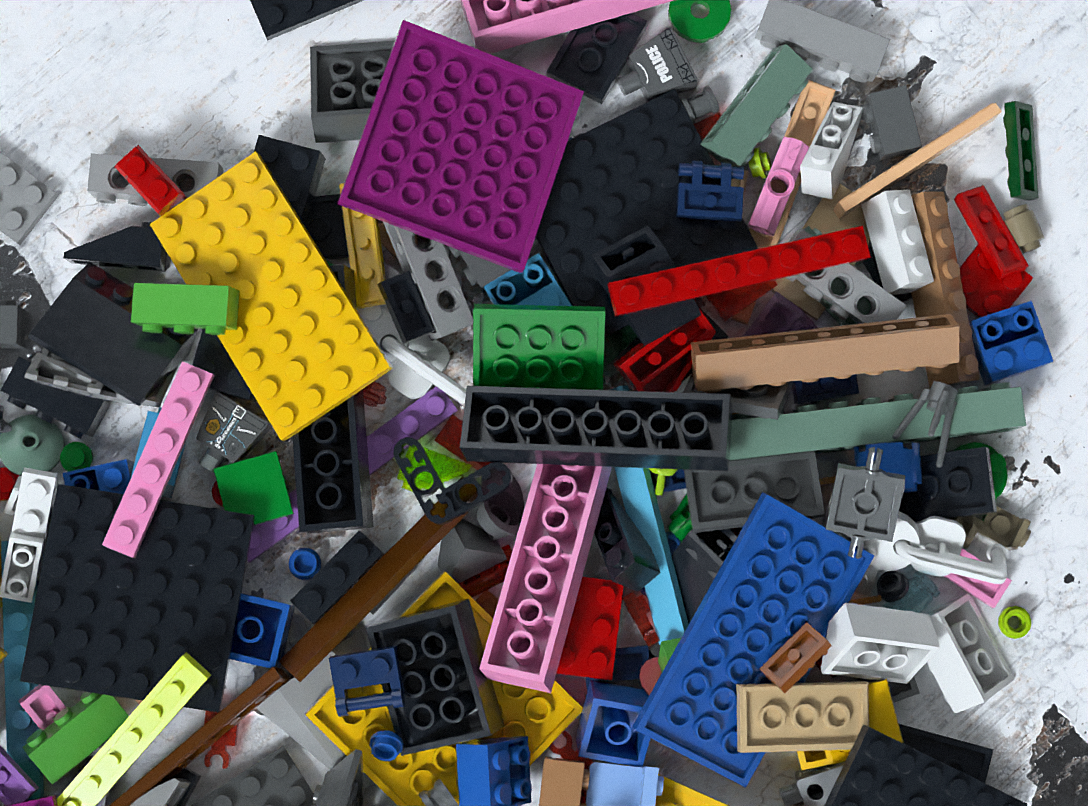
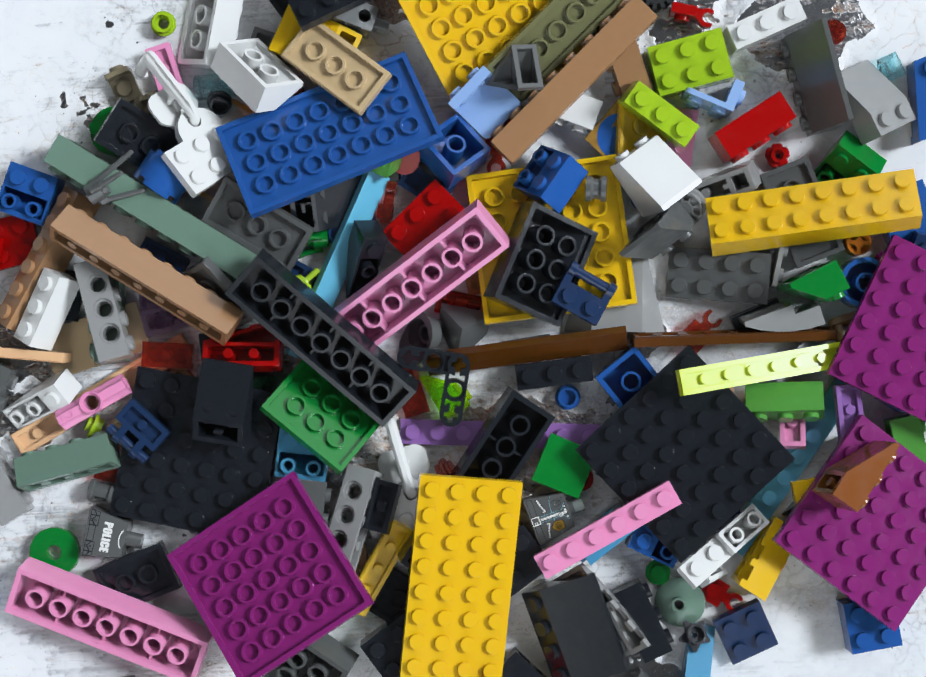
camera: 140 degrees left, 5 degrees up
(185, 308) = (518, 611): bright green brick -> none
(386, 745) = (602, 246): blue plate -> none
(738, 270) = (158, 366): red plate -> none
(795, 657) = (312, 103): dark orange plate -> none
(865, 502) = (194, 163): dark grey plate -> none

